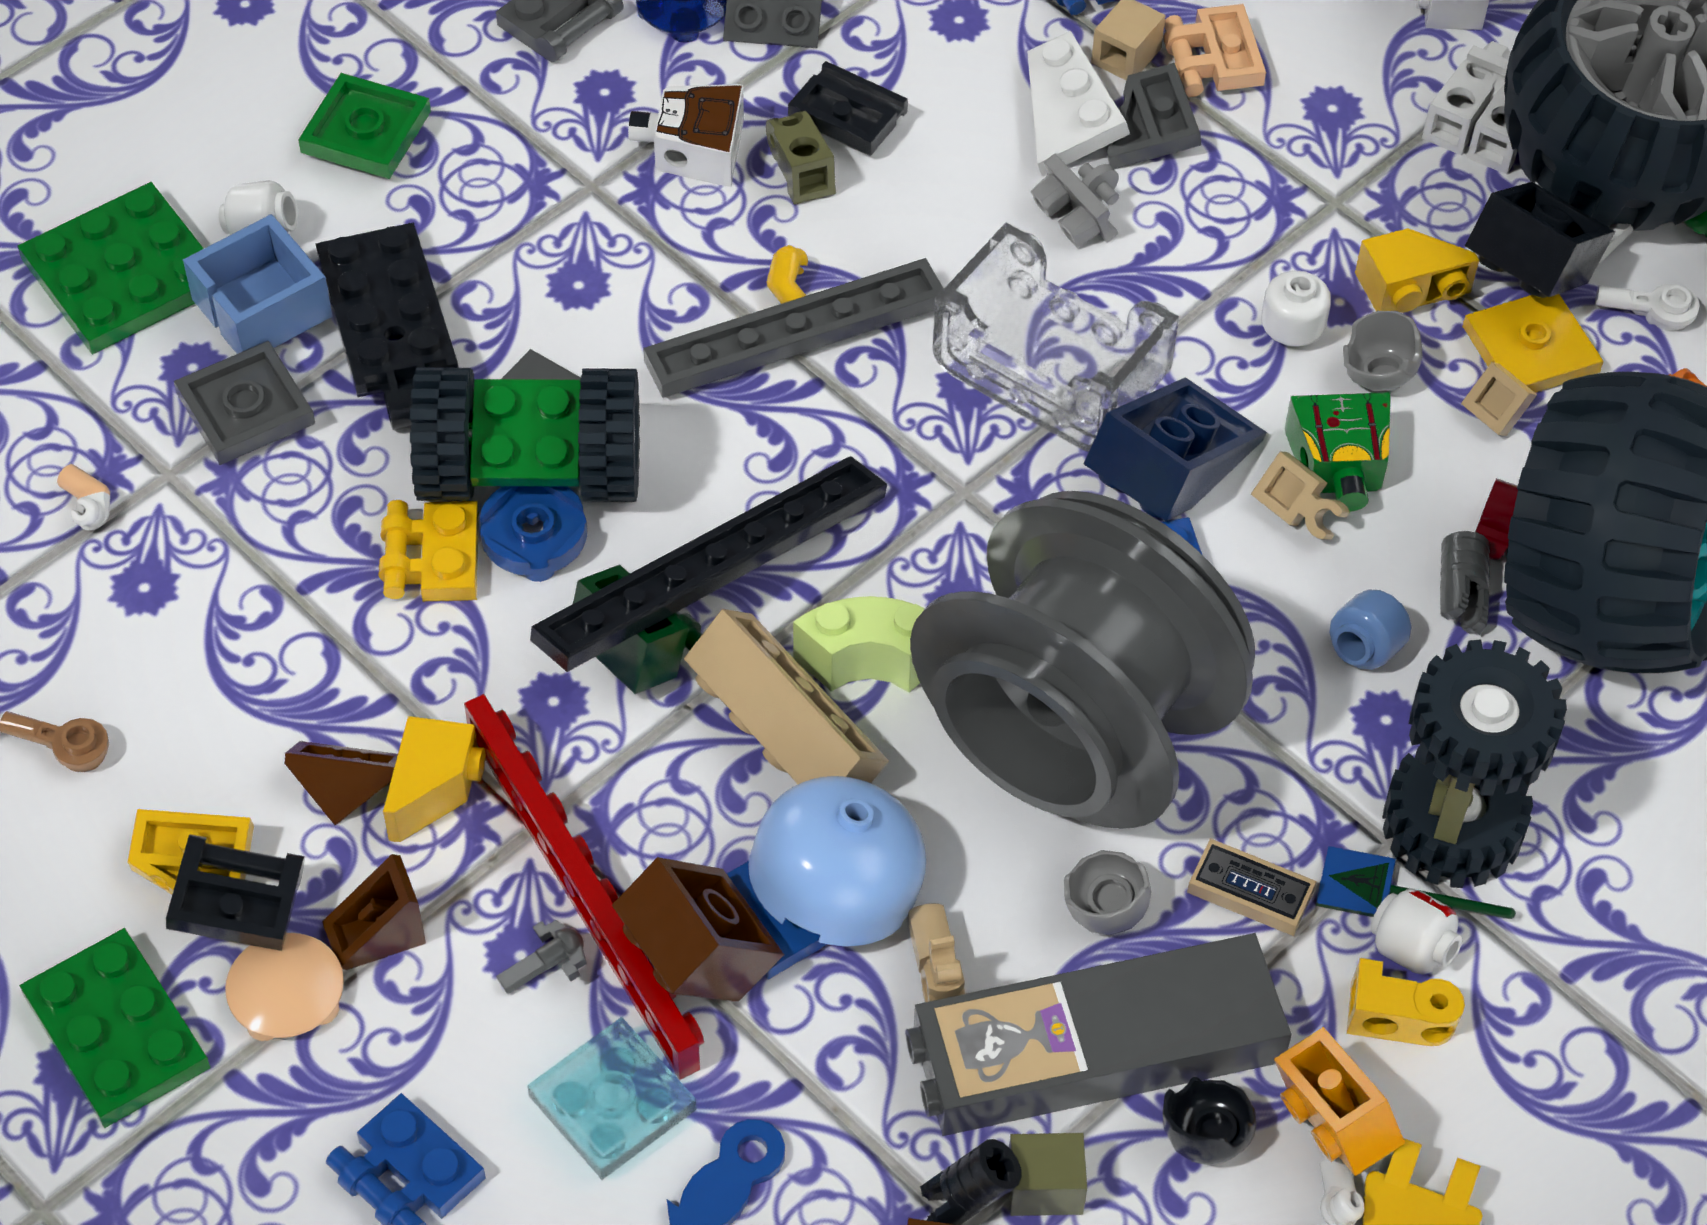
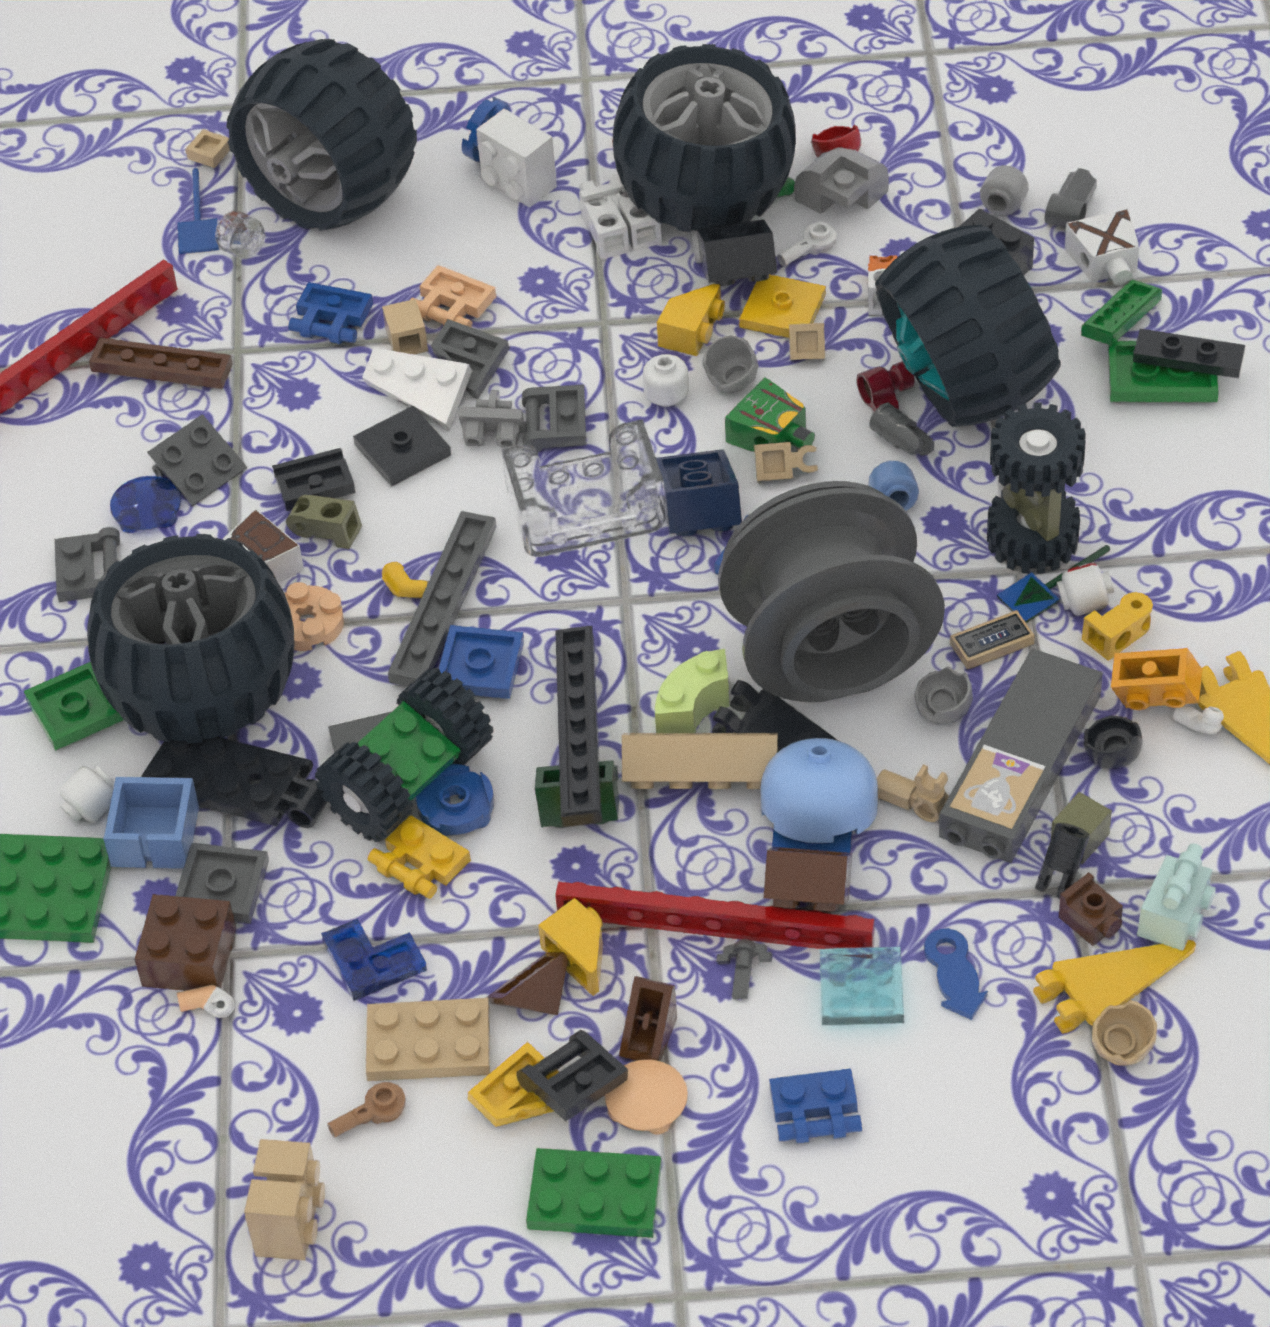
camera: 45 degrees left, 5 degrees down
(134, 426) = (185, 942): none -> reddish brown brick
(197, 727) = (428, 1039): none -> tan plate
(243, 600) = (367, 967): none -> clear blue plate
(488, 143) = (159, 643): none -> black wheel
(663, 208) = (321, 604): none -> light nougat plate
(740, 419) = (483, 659): none -> blue plate
(917, 768) = (765, 715): none -> black flag
(973, 149) = (402, 445): none -> black plate
(1153, 260) = (566, 416): none -> dark grey plate

